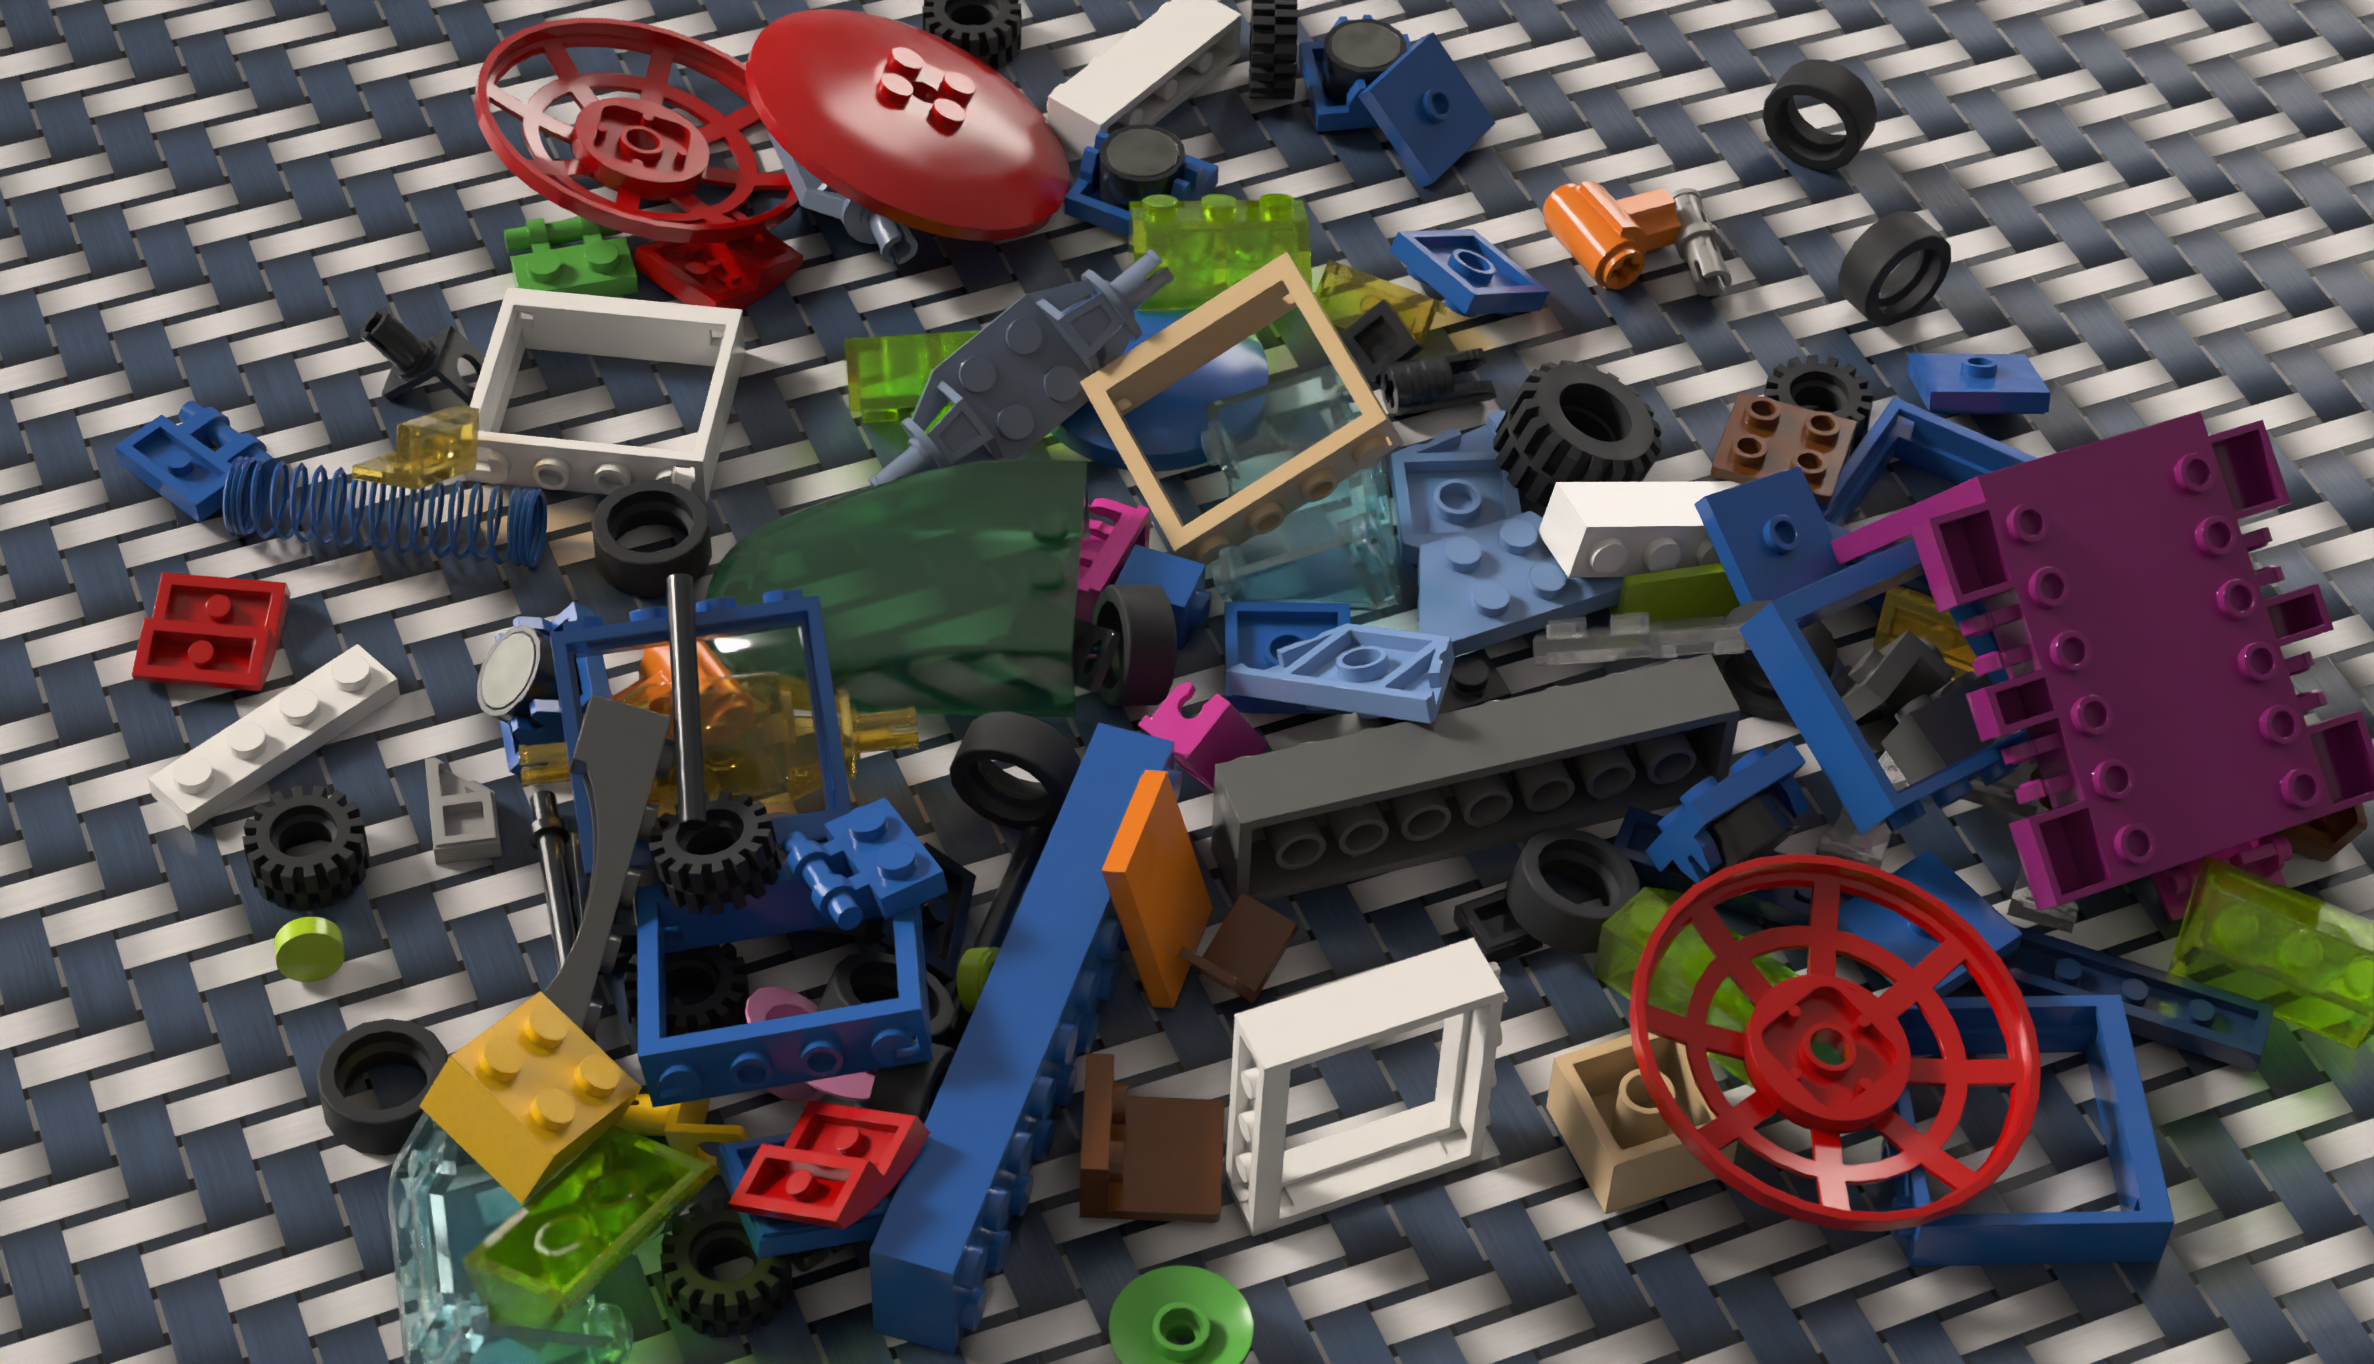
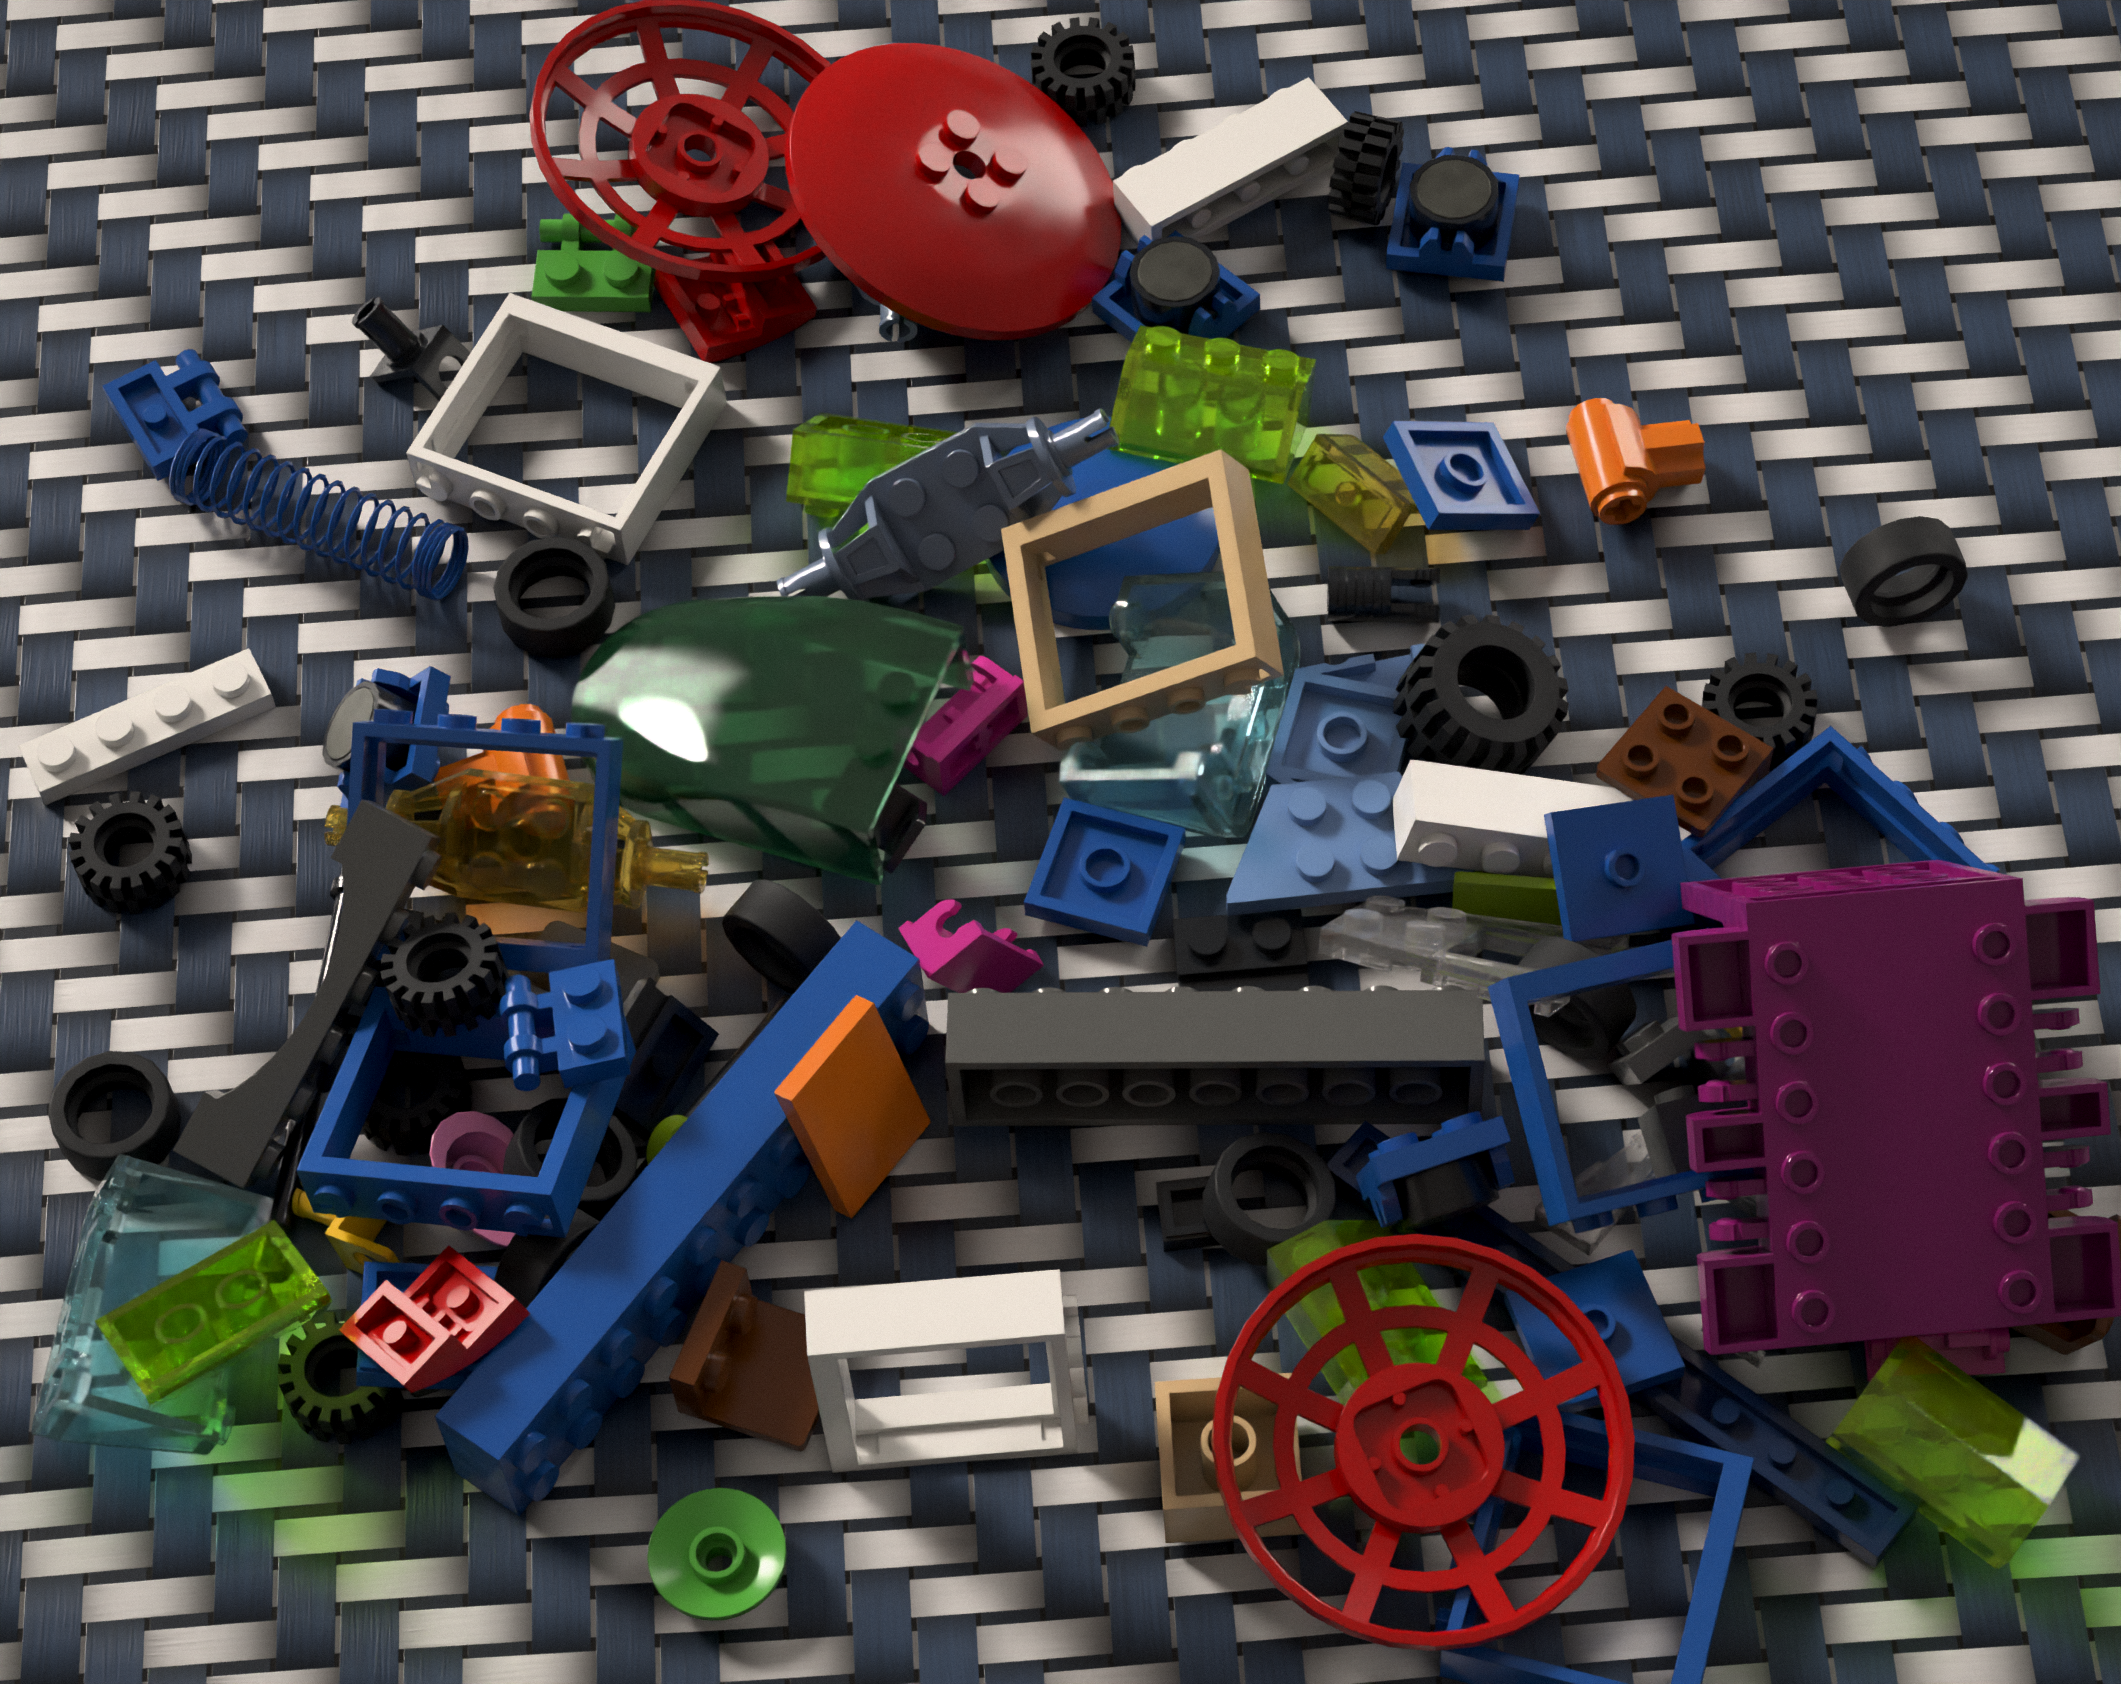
camera: 25 degrees right, 10 degrees up
(212, 632) = (128, 604): red slope -> none
(309, 949) = (95, 959): lime tile -> none
(427, 450) = (360, 467): clear yellow panel -> none
(461, 816) = (281, 851): light grey tile -> none
(529, 1096) = (198, 1179): yellow brick -> none
(686, 702) = (452, 823): black bar -> none
(1147, 650) = (951, 830): black tyre -> none
(1181, 581) = (1006, 776): blue brick -> none
(1245, 948) = (929, 1181): reddish brown bracket -> none
(1356, 671) = (1143, 919): medium blue wing -> none
(1380, 339) = (1339, 535): black plate -> none
(1427, 109) = (1496, 274): blue plate -> none
(1700, 244) = (1722, 487): light grey pin -> none
(1840, 91) = (1906, 368): black tyre -> none
(1978, 383) = (1937, 724): blue plate -> none

